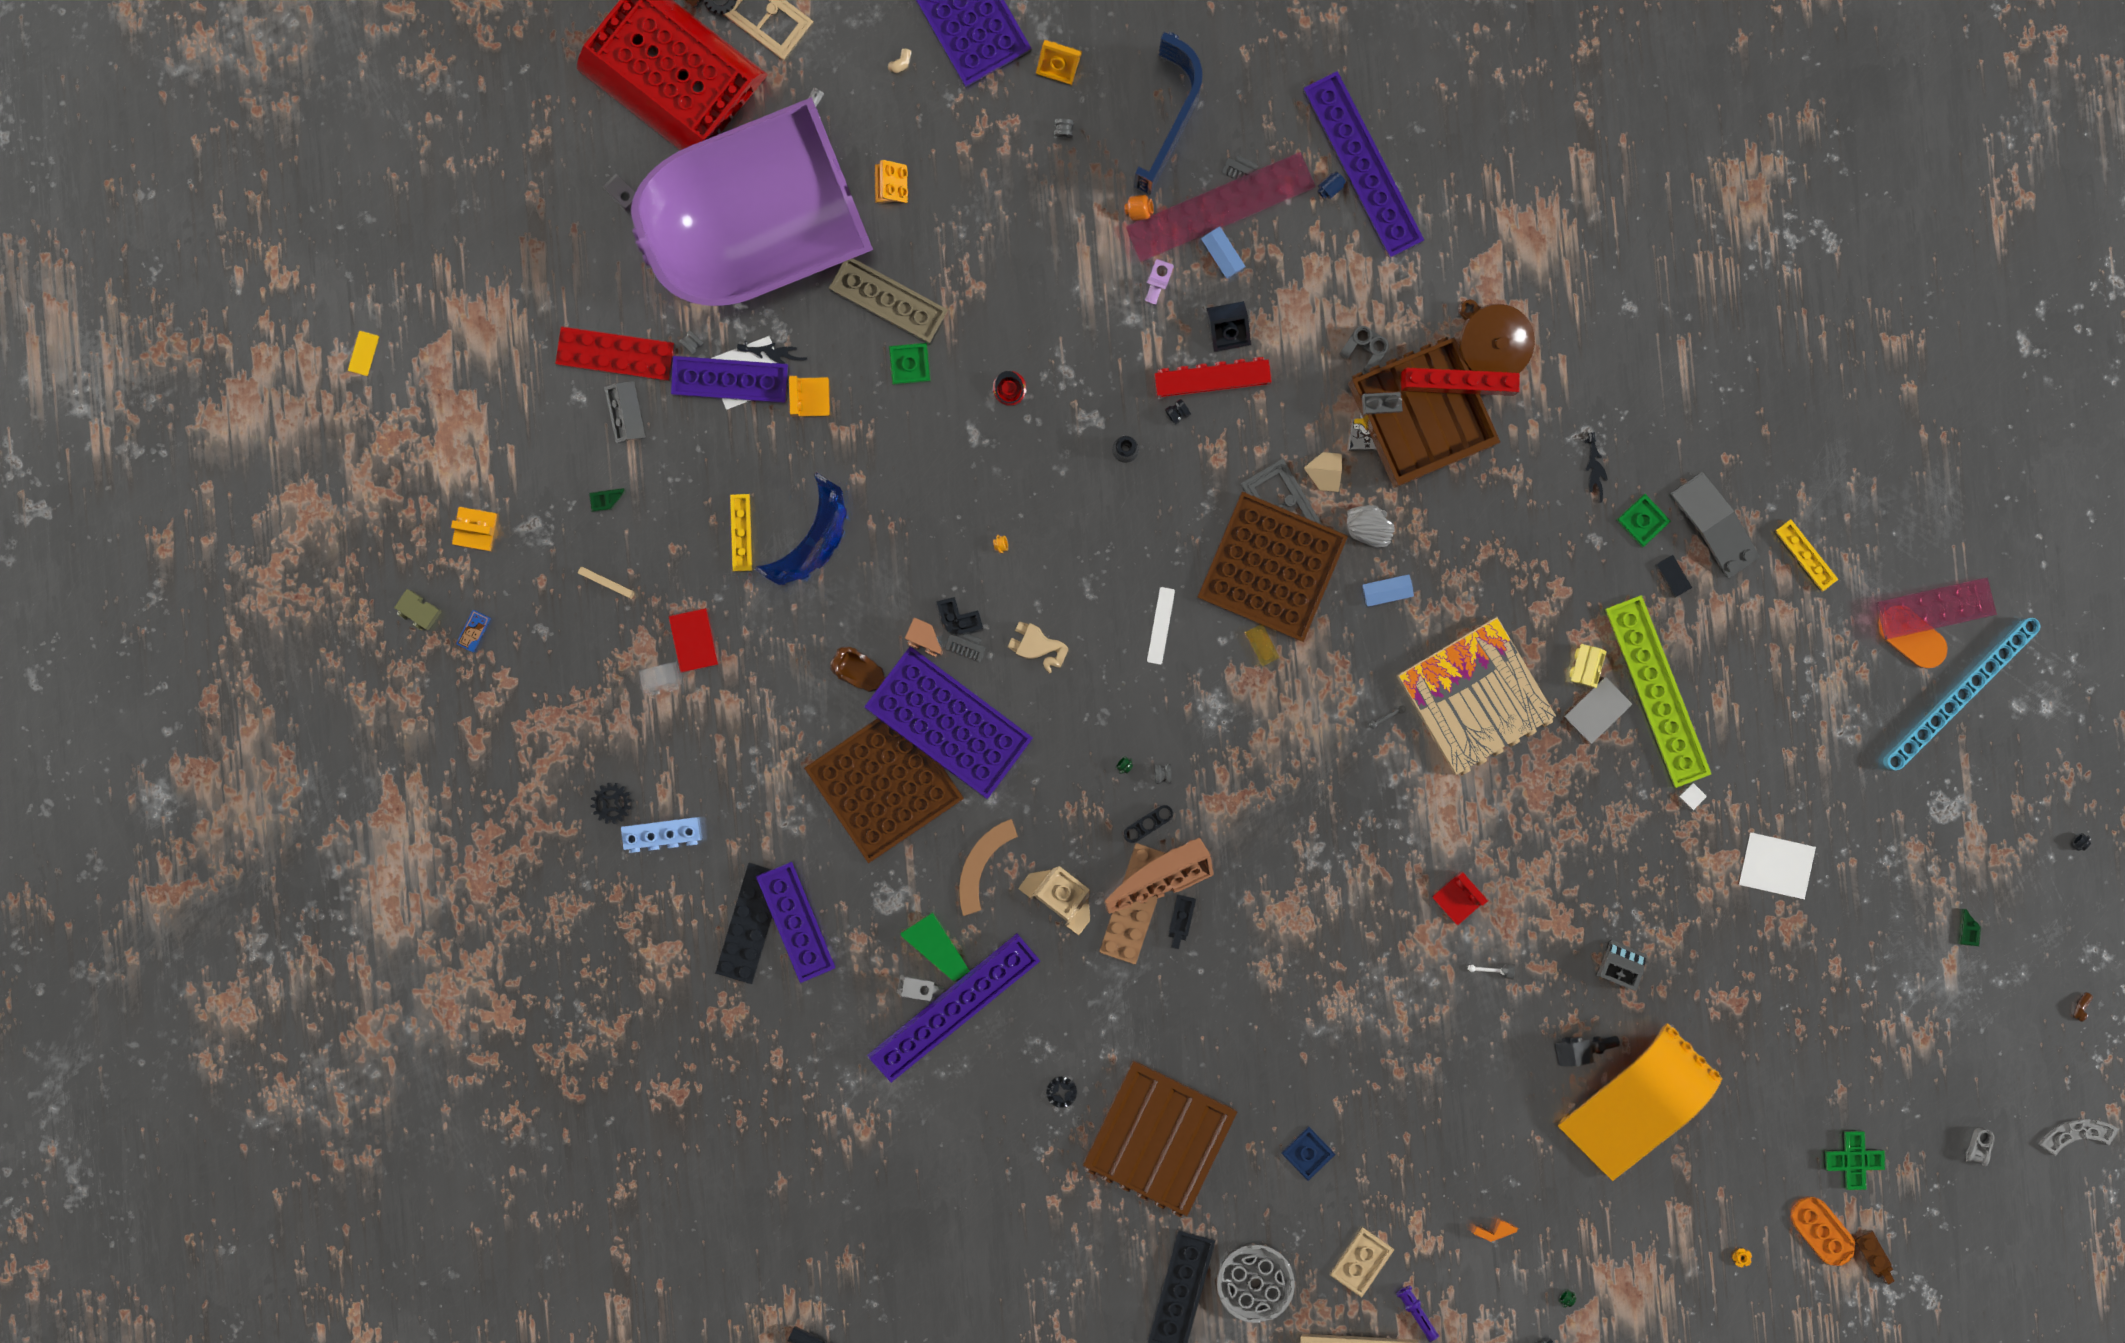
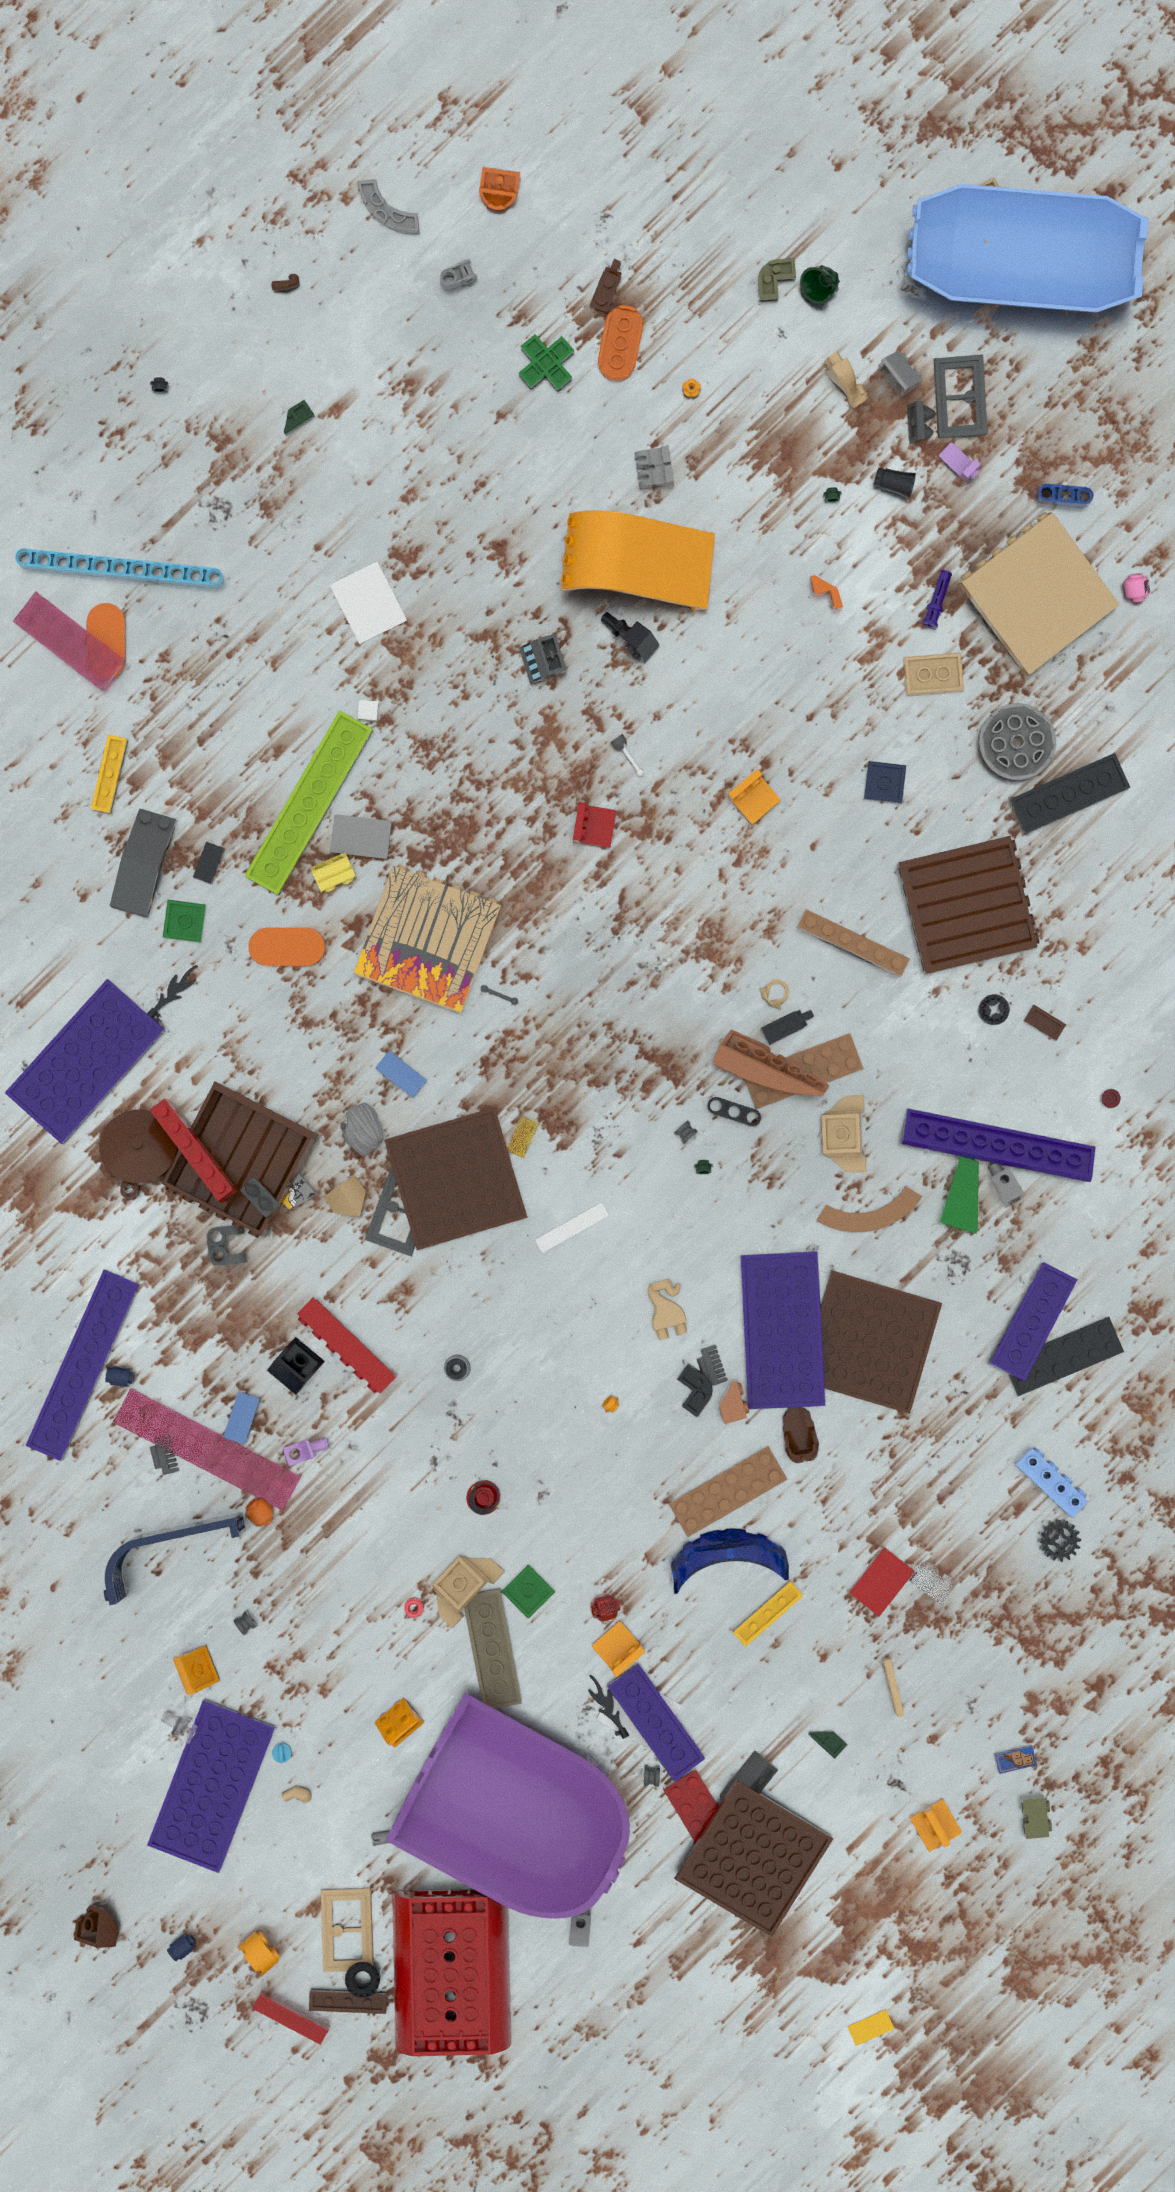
camera: 130 degrees left, 0 degrees up
(565, 368) = (753, 1858): none -> reddish brown plate
(848, 411) = (605, 1608): none -> clear red head
(859, 579) = (727, 1491): none -> medium nougat plate
(918, 1125) = (1110, 1098): none -> dark red tile
(941, 76) = (281, 1753): none -> medium azure tile
(957, 317) = (461, 1584): none -> tan piece
(965, 261) = (409, 1612): none -> coral plate
(1019, 1123) = (1044, 1022): none -> reddish brown tile
(1026, 15) = (180, 1726): none -> clear bracket
(1182, 410) = (391, 1348): black wheel -> none
(1203, 1024) = (853, 942): none -> medium nougat arch
(1205, 926) = (765, 993): none -> tan piece
(1380, 1041) = (754, 797): none -> light orange bracket
(1559, 583) = (286, 946): none -> orange tile
(1597, 355) = (84, 1061): none -> dark purple plate
(1703, 1186) = (661, 461): none -> light grey legs
(2024, 1236) = (498, 187): none -> orange slope

